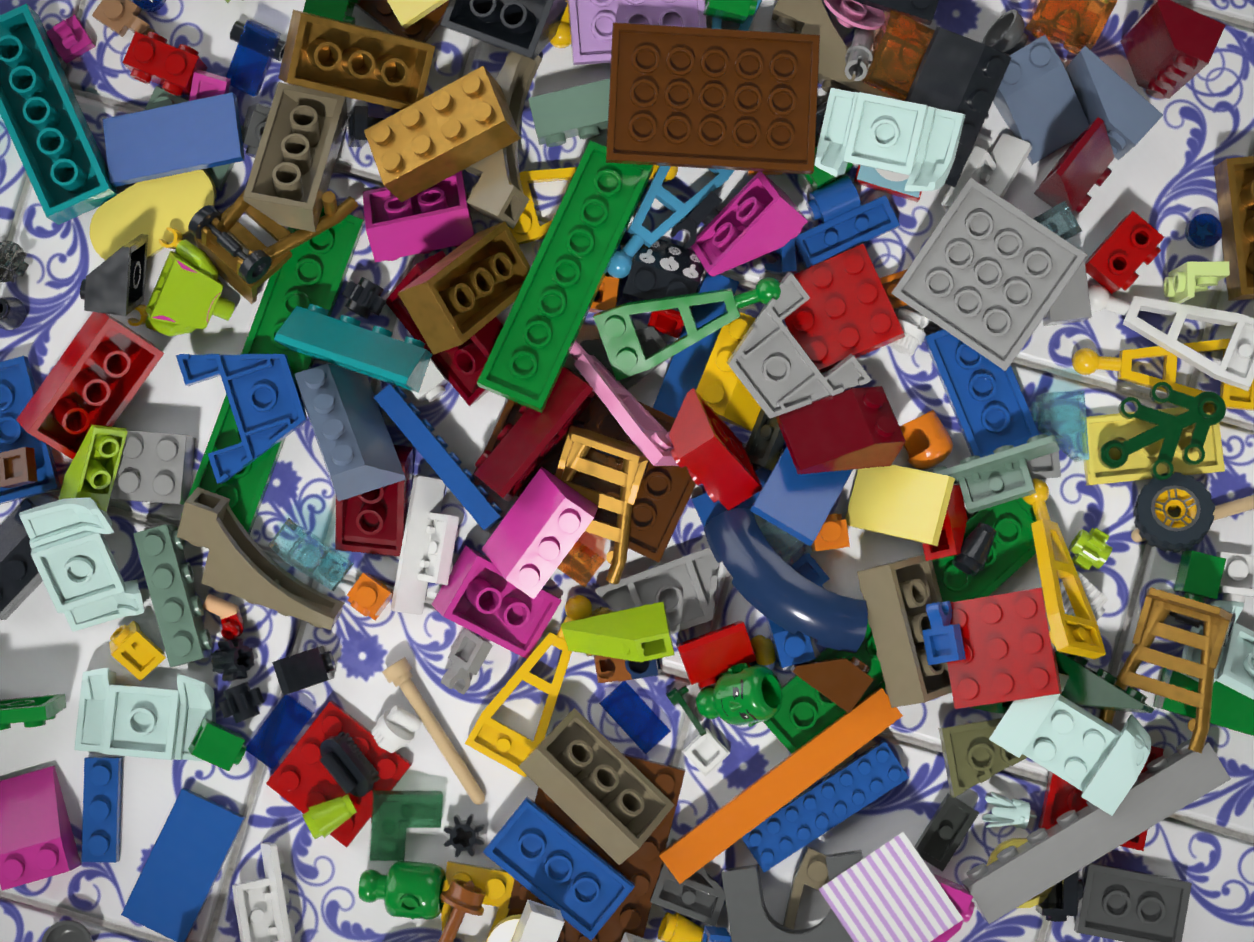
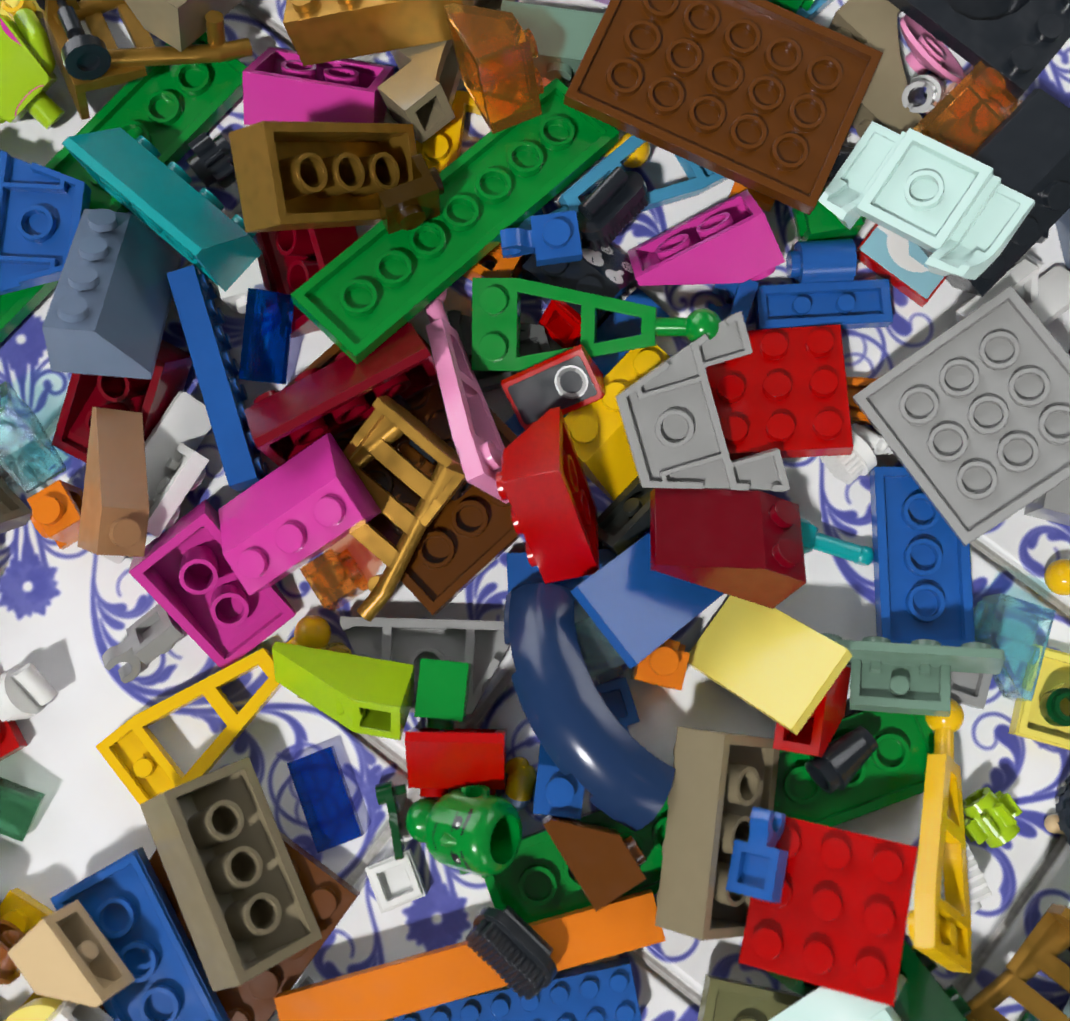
camera: 20 degrees right, 5 degrees down
(400, 675) = (58, 628): tan piece -> none
(407, 564) = (115, 485): none -> medium nougat slope
(460, 413) = (266, 336): none -> clear blue tile
(467, 825) = (34, 875): black gear -> none
(517, 881) = (70, 959): none -> tan slope
(535, 284) = (412, 202): none -> dark brown bracket
(549, 157) = (496, 64): none -> clear orange slope
(615, 669) = (321, 729): leg -> none
(637, 267) = (551, 238): none -> blue plate
(668, 224) = (611, 207): none -> black piece
(681, 371) = (561, 381): none -> slope
(689, 612) = (442, 692): none -> green brick
(704, 213) = (655, 217): black plate -> none
(804, 760) = (513, 950): none -> black piece
(902, 404) = (830, 545): none -> teal piece
(926, 441) = (830, 596): orange helmet -> none

